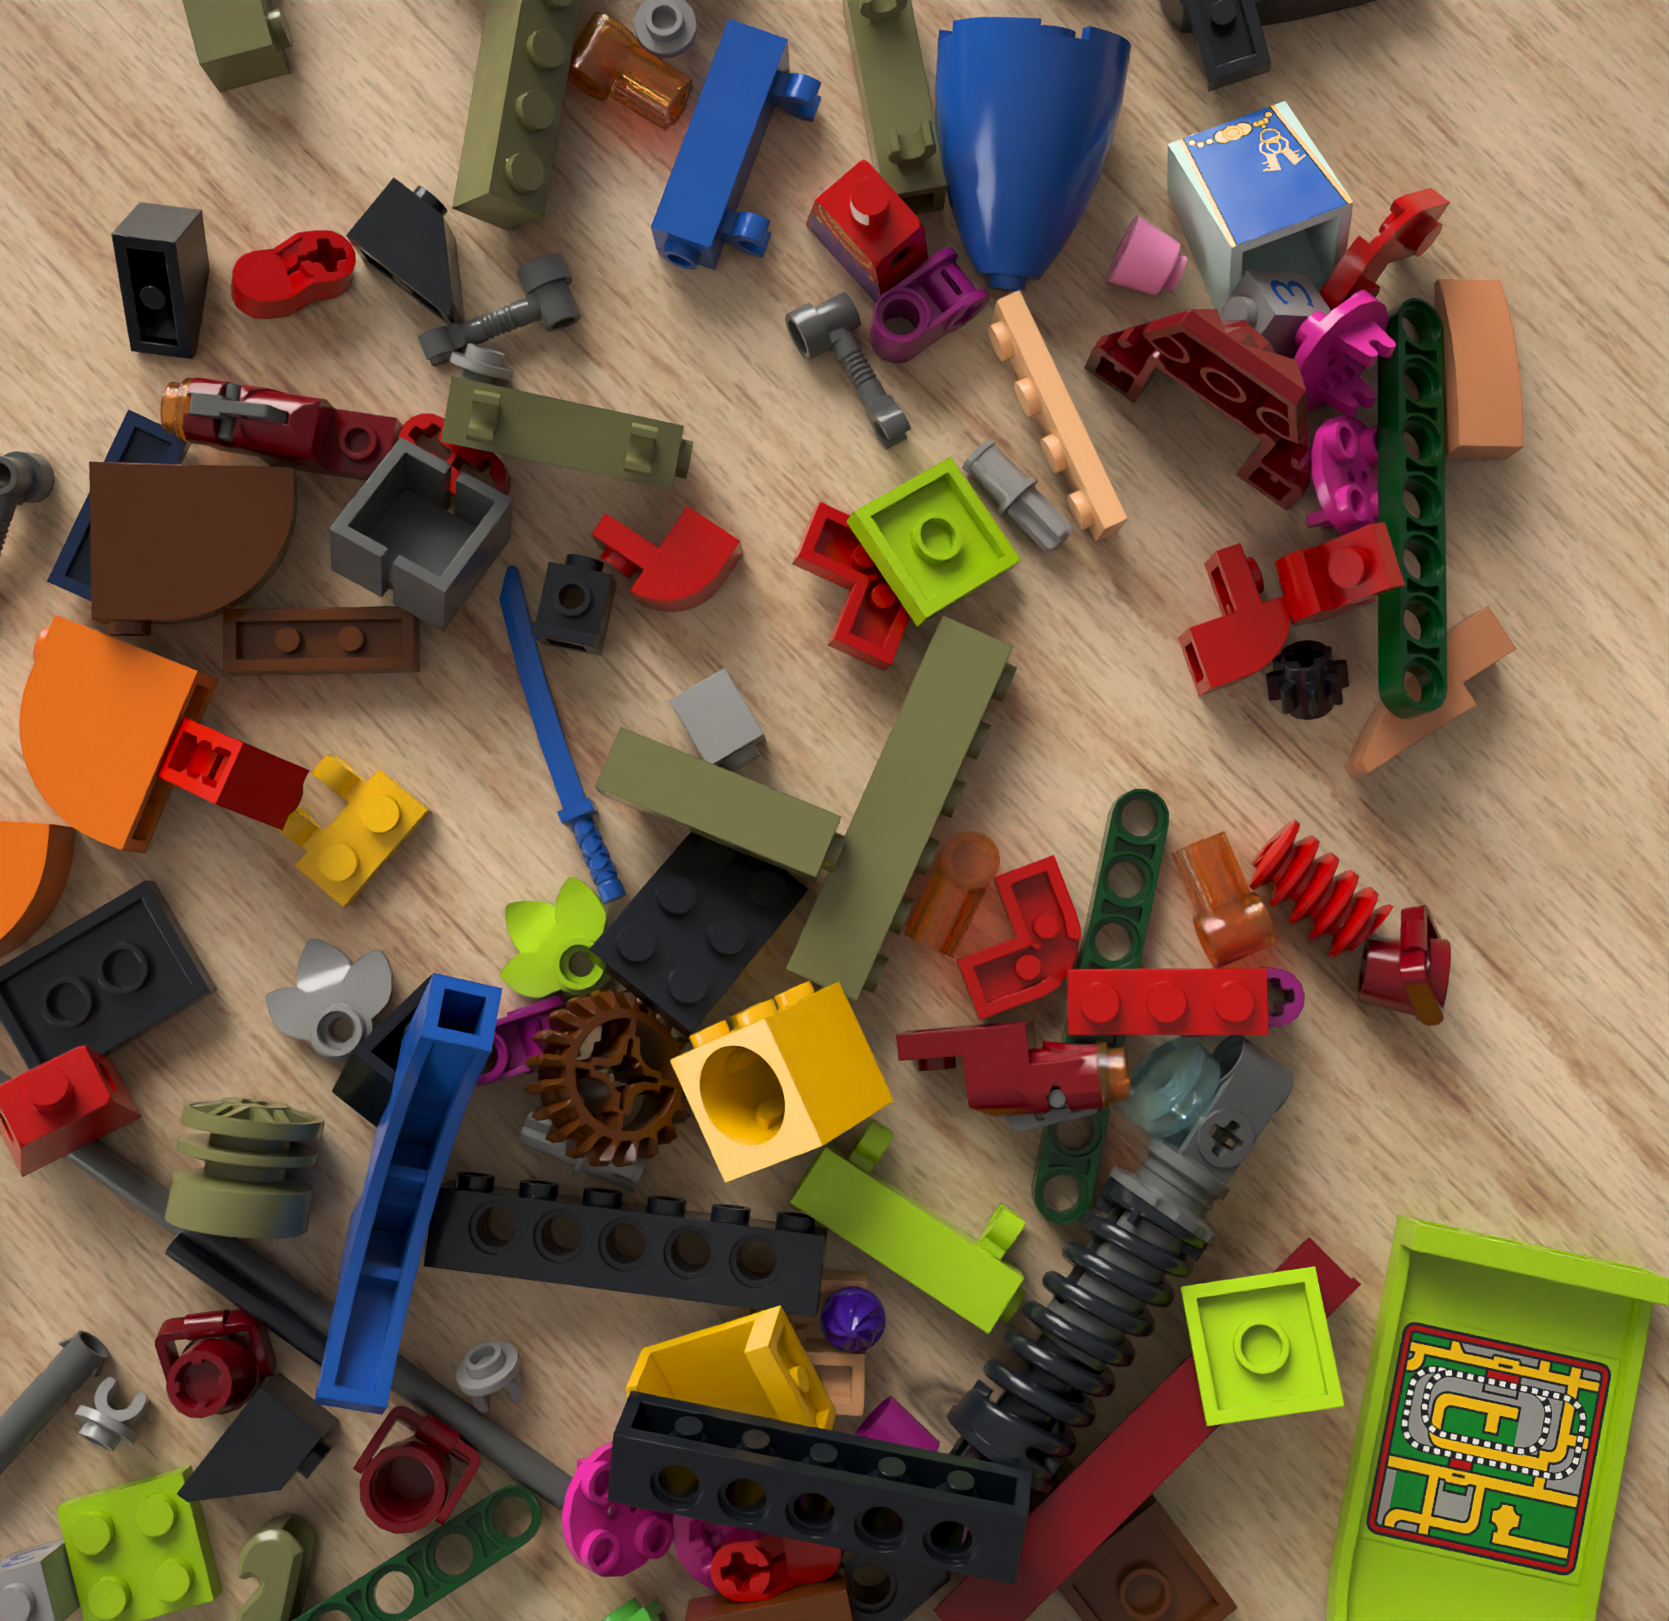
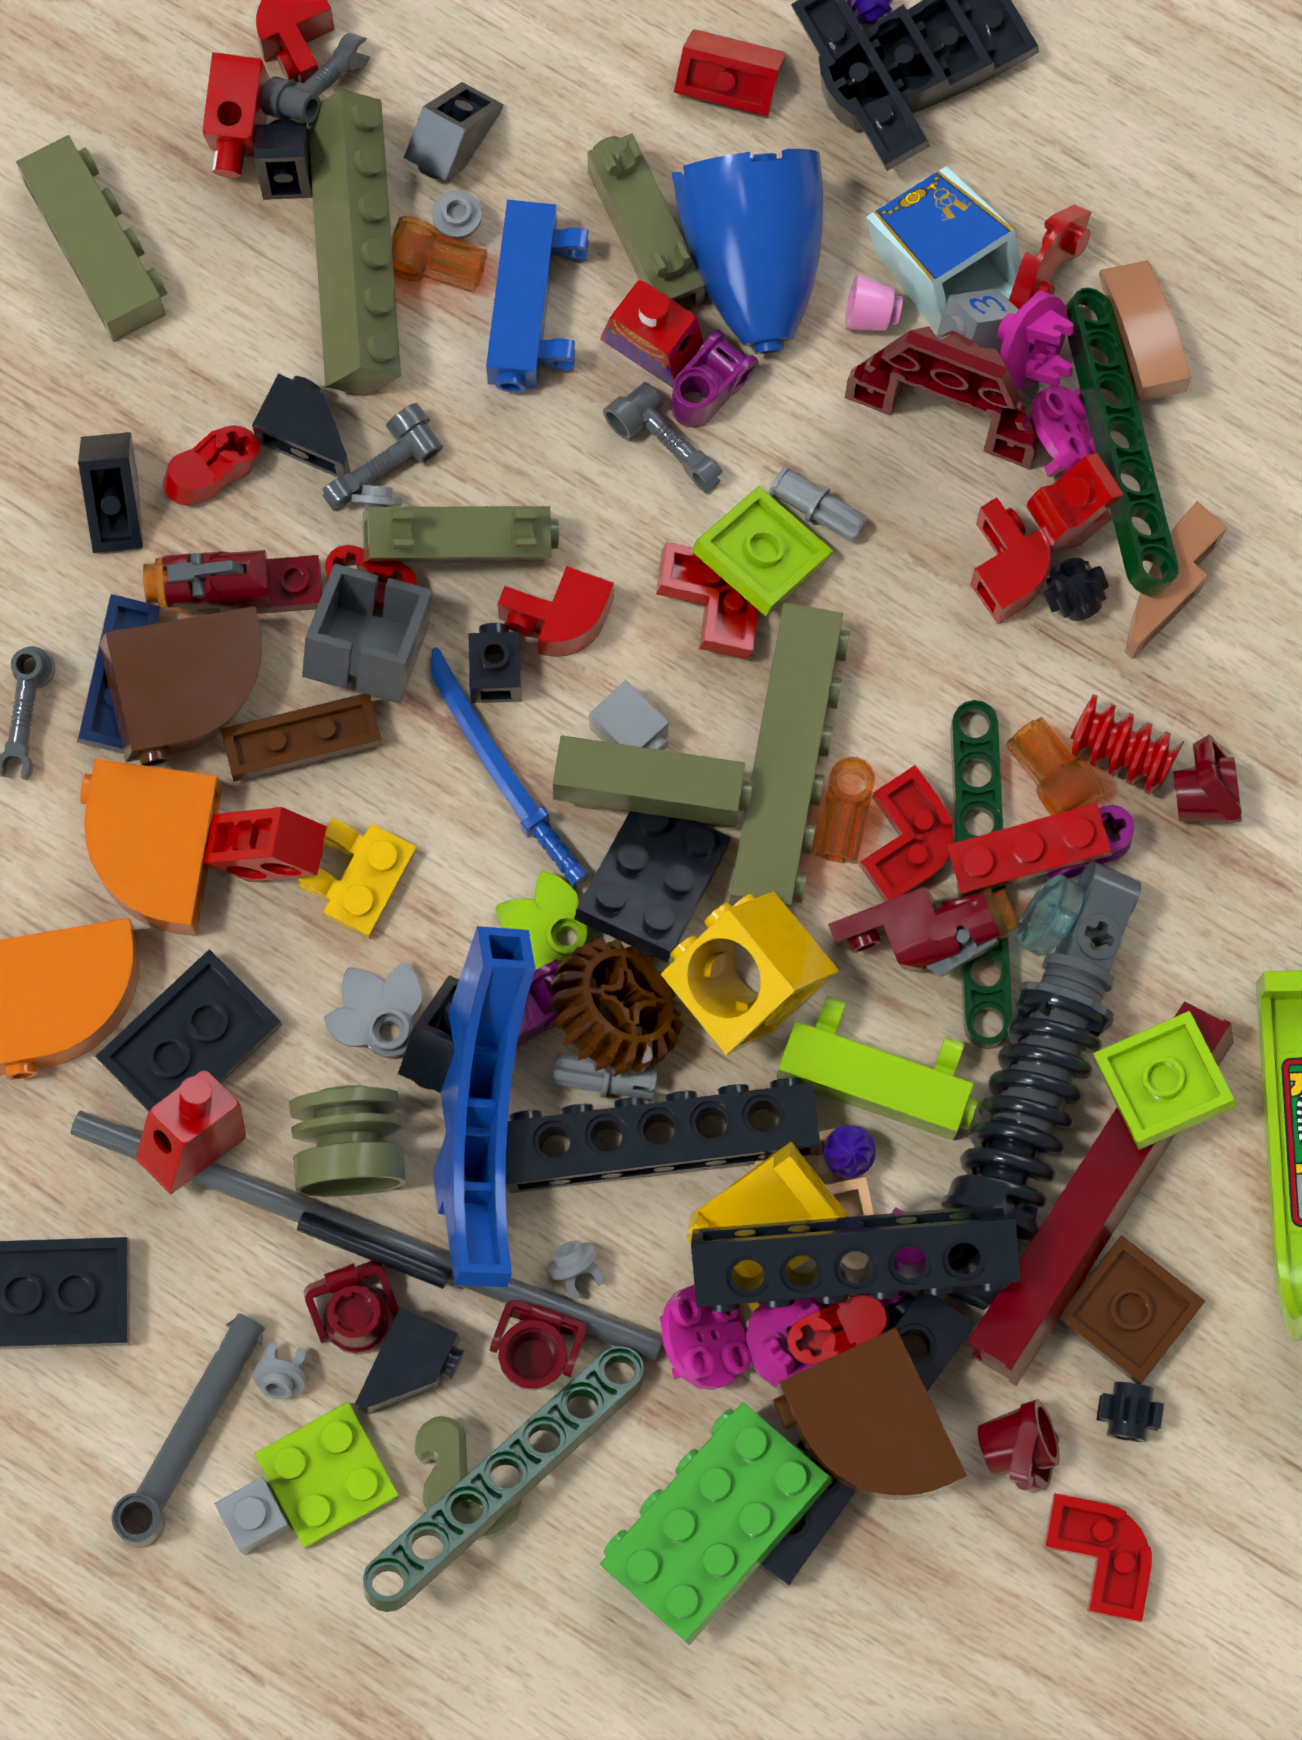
camera: 15 degrees left, 10 degrees down
(1066, 440) = (844, 453): light nougat plate -> none

